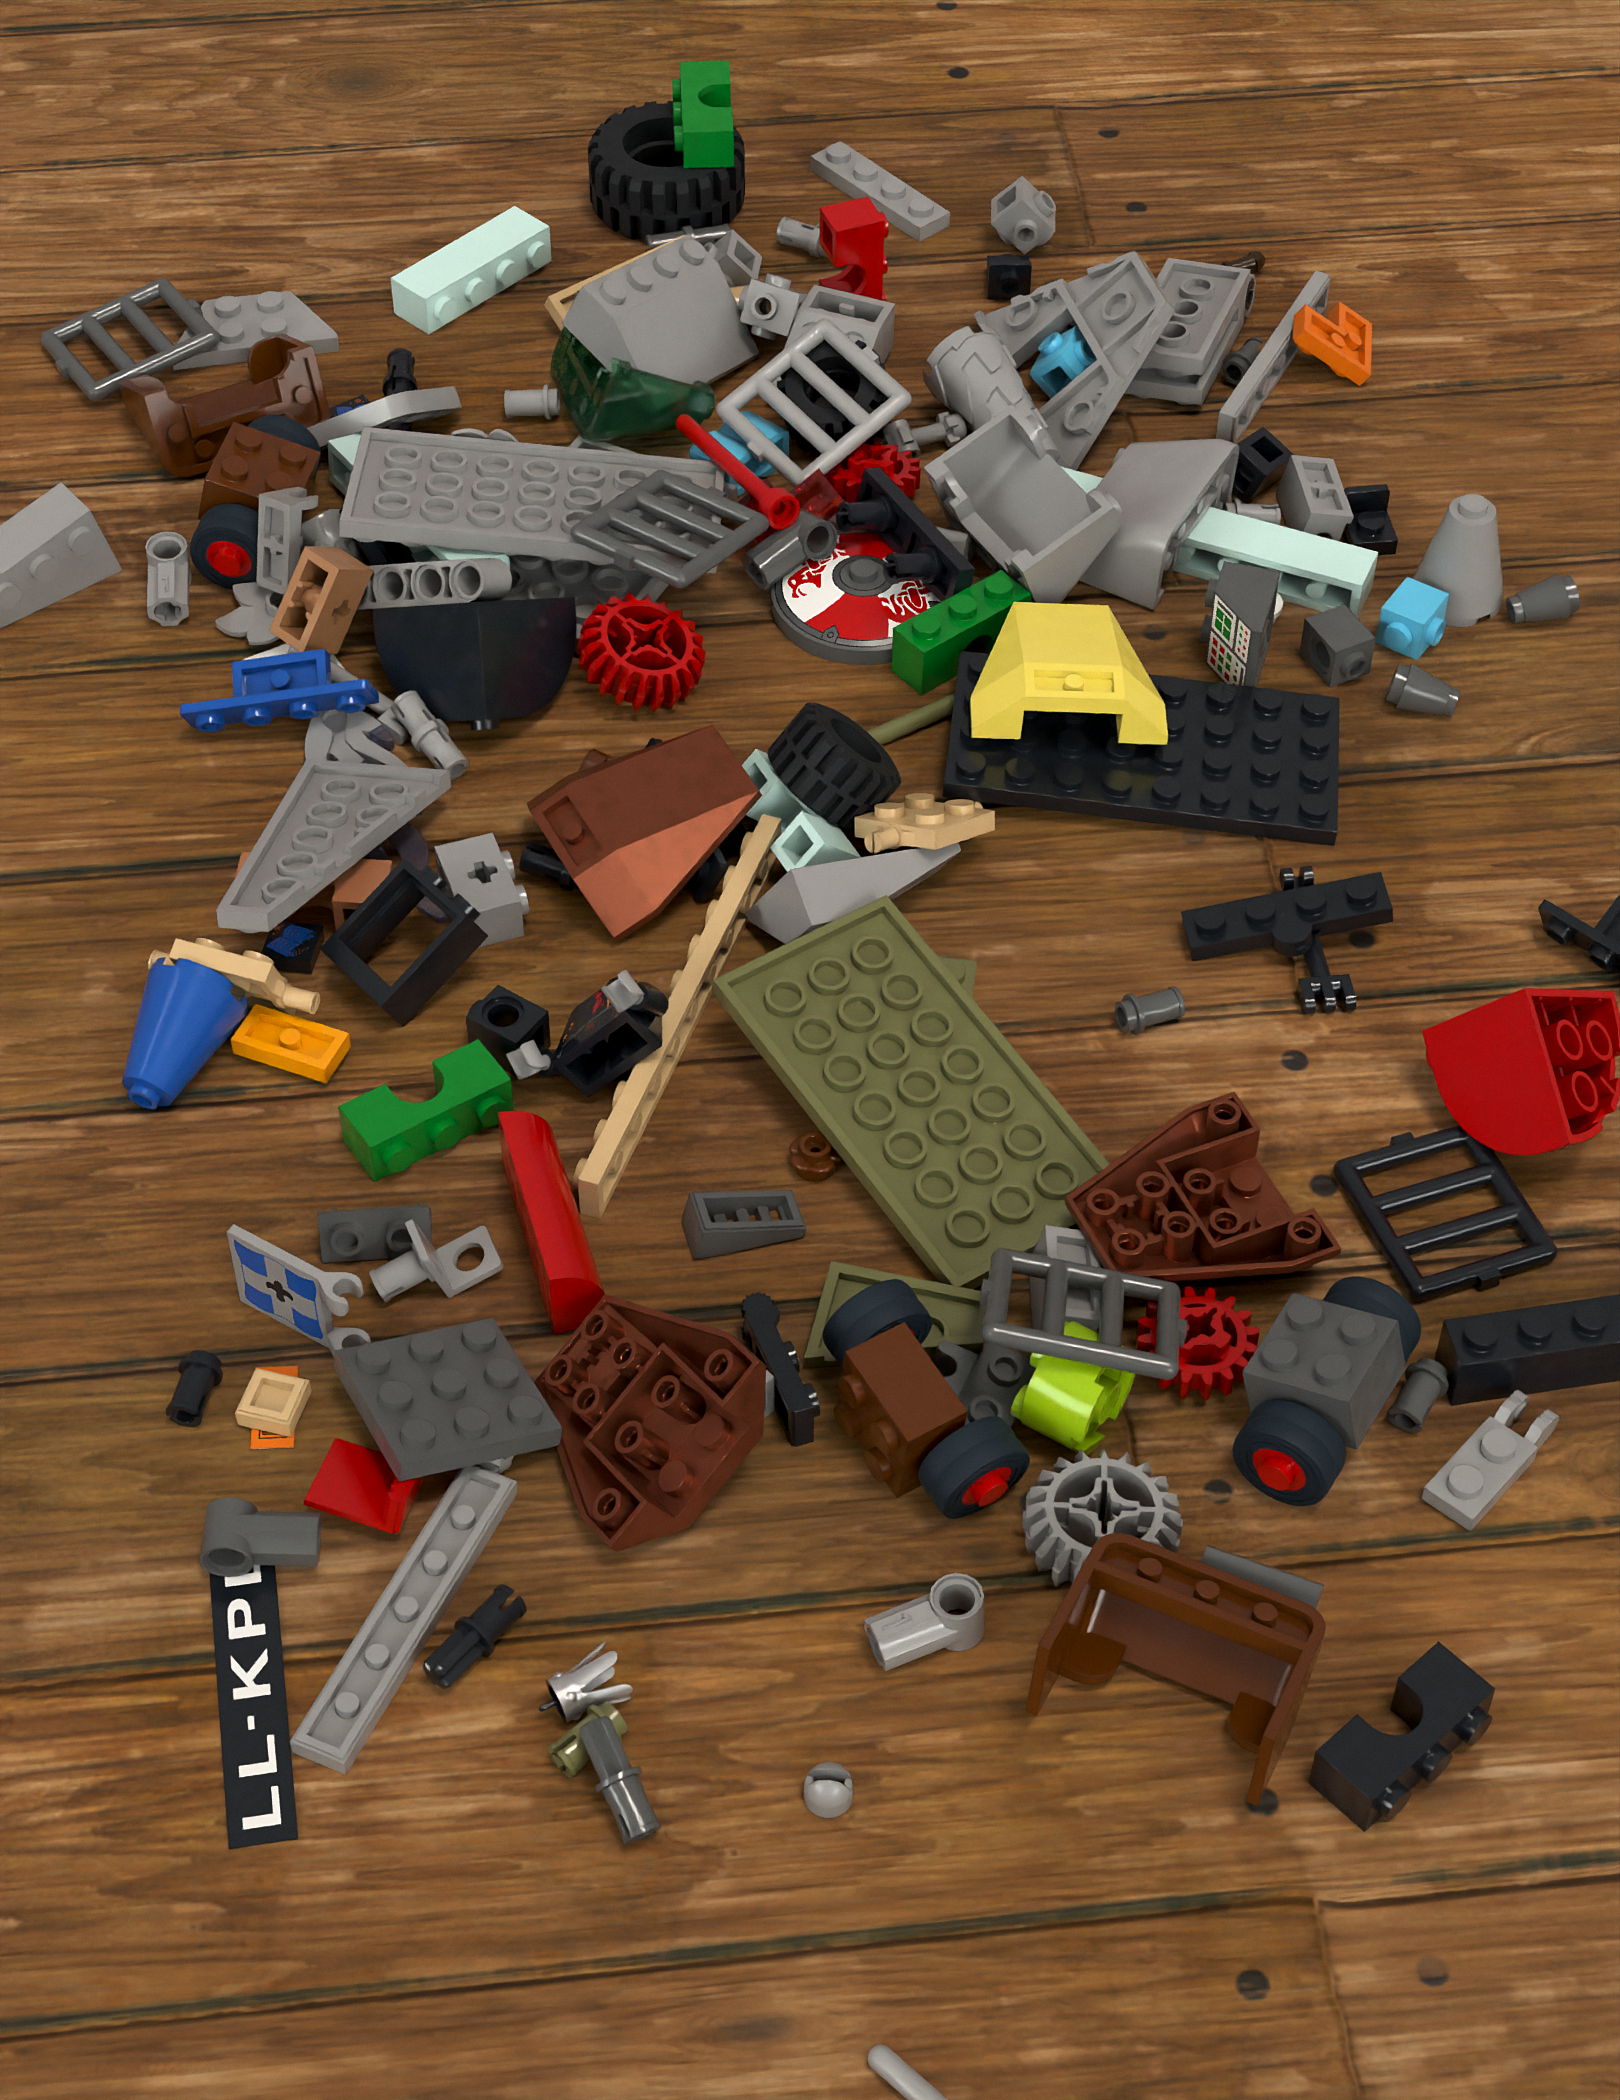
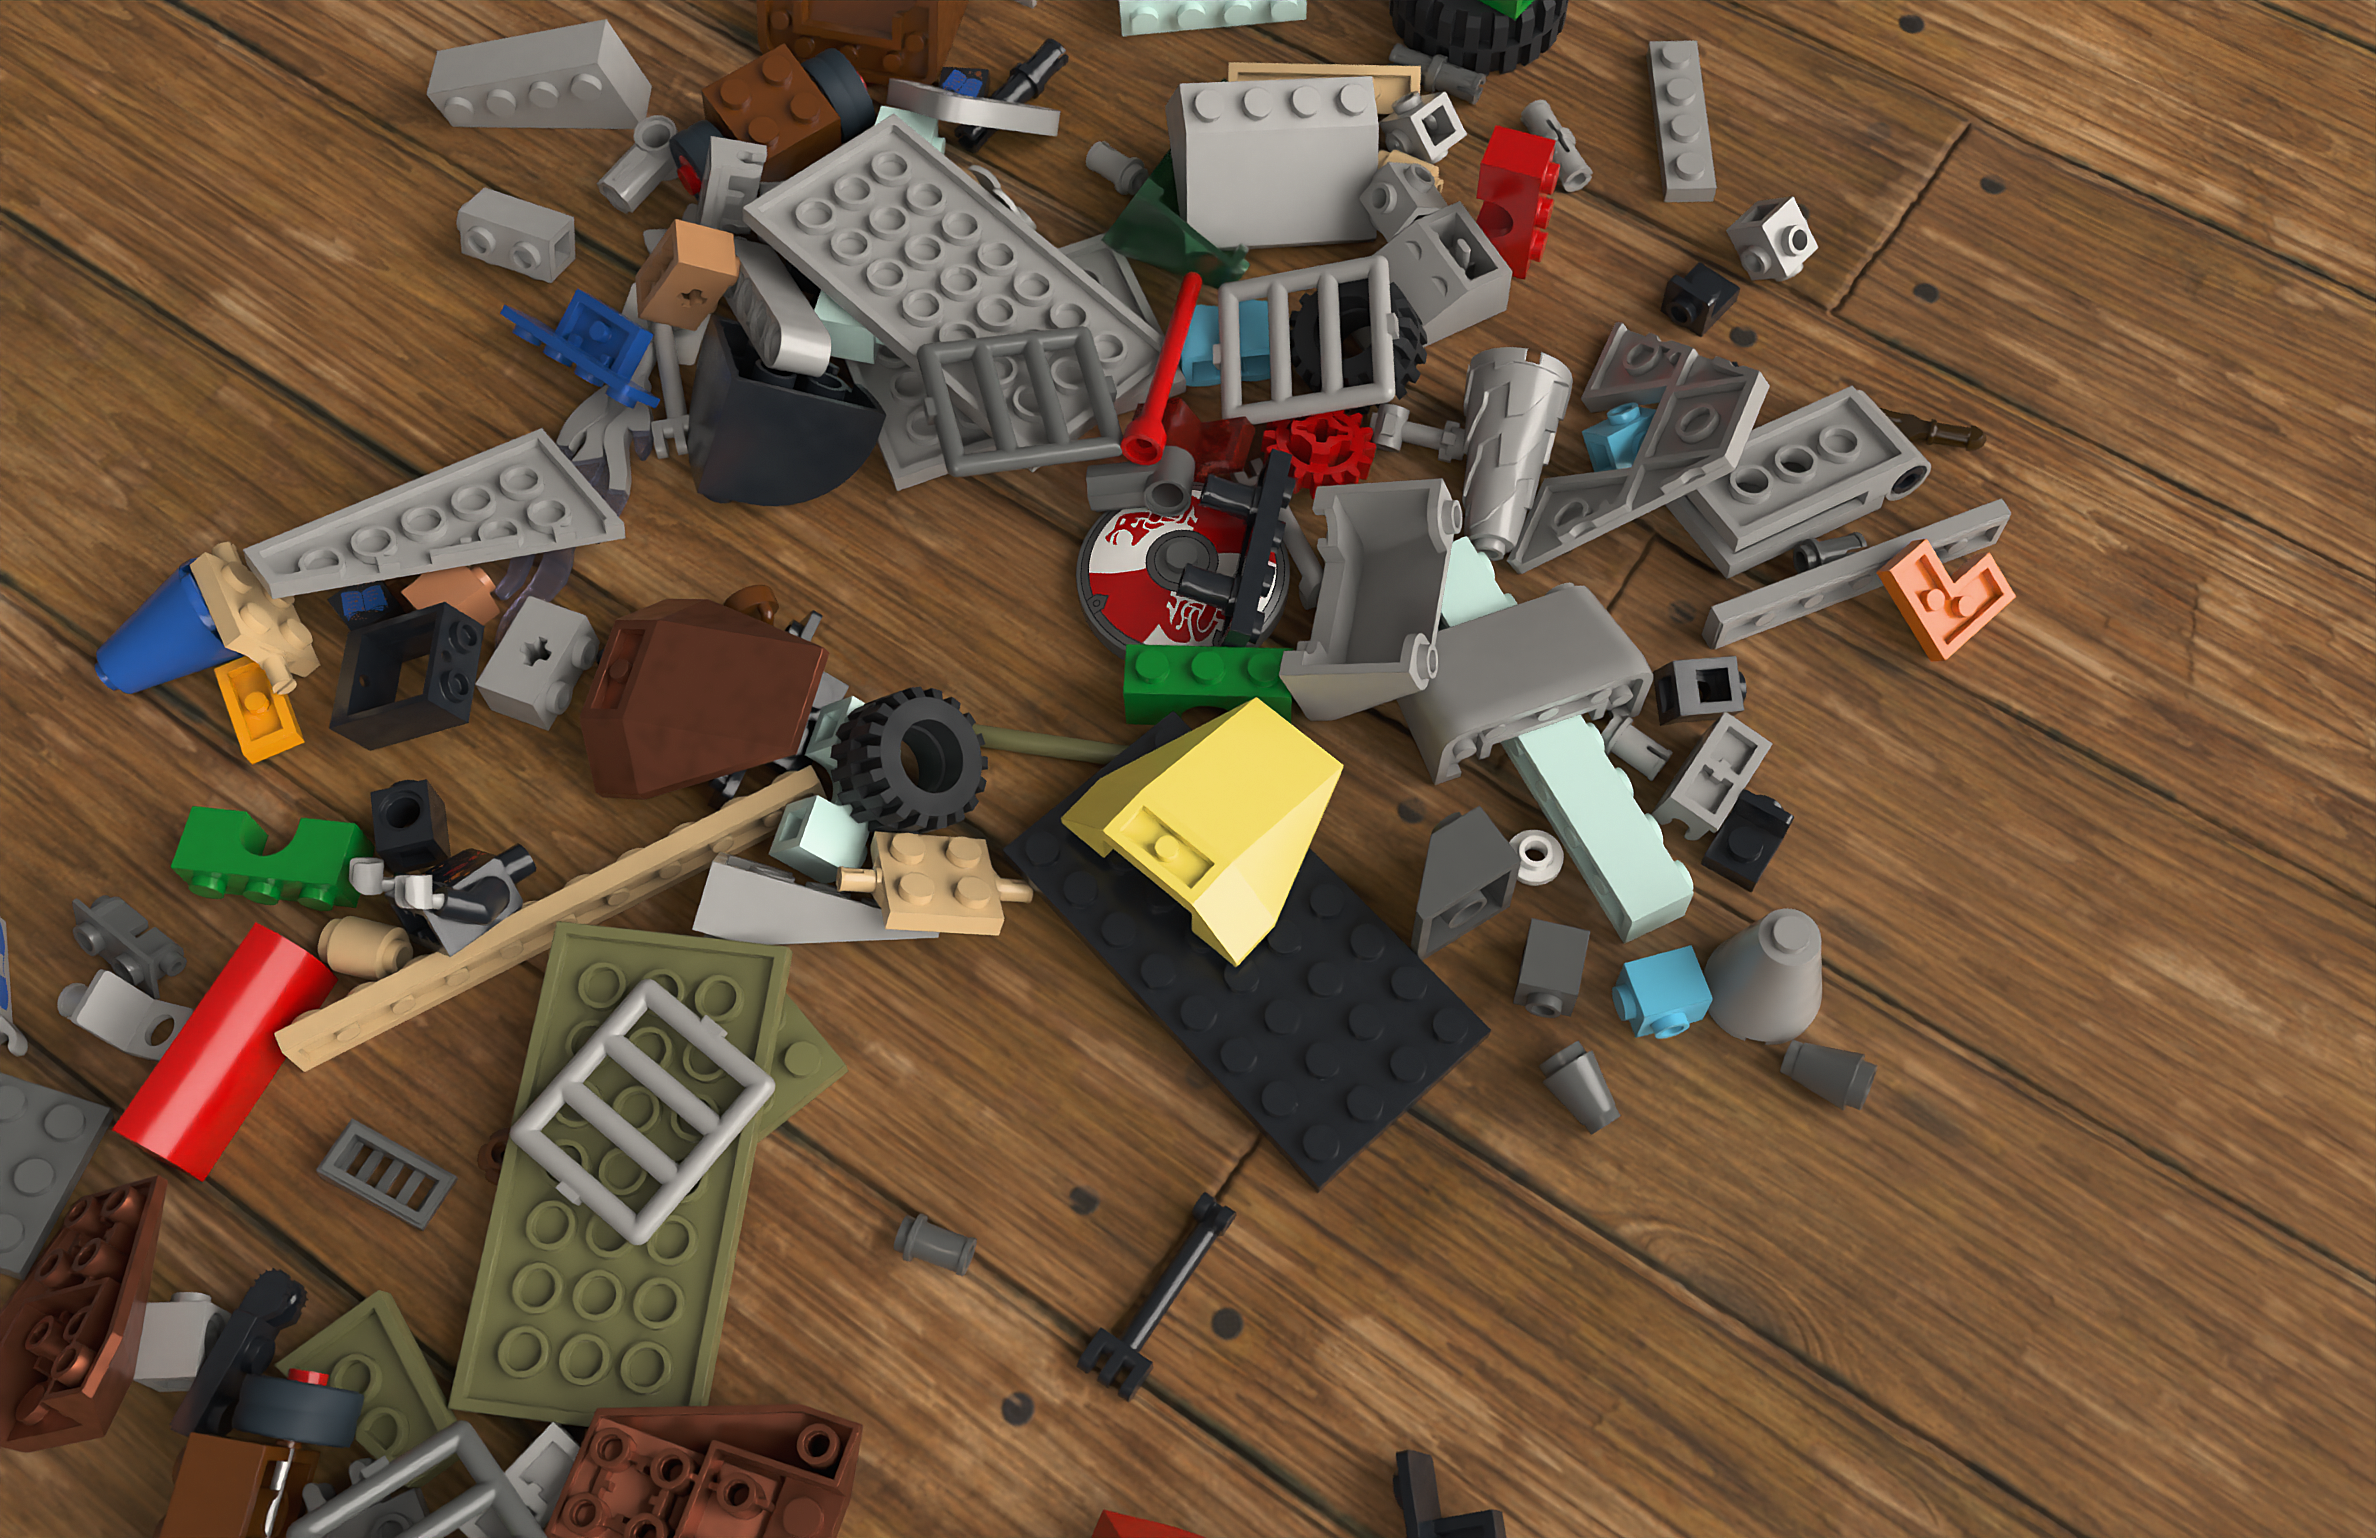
camera: 45 degrees right, 15 degrees up
(125, 667) = (516, 235): none -> light grey brick
(429, 734) = (661, 502): light grey pin -> none
(571, 1110) = (364, 947): none -> tan brick
(641, 652) = (887, 515): red gear -> none
(835, 1058) = (675, 1179): none -> light grey bar
(1287, 917) = (1160, 1252): black hinge -> none

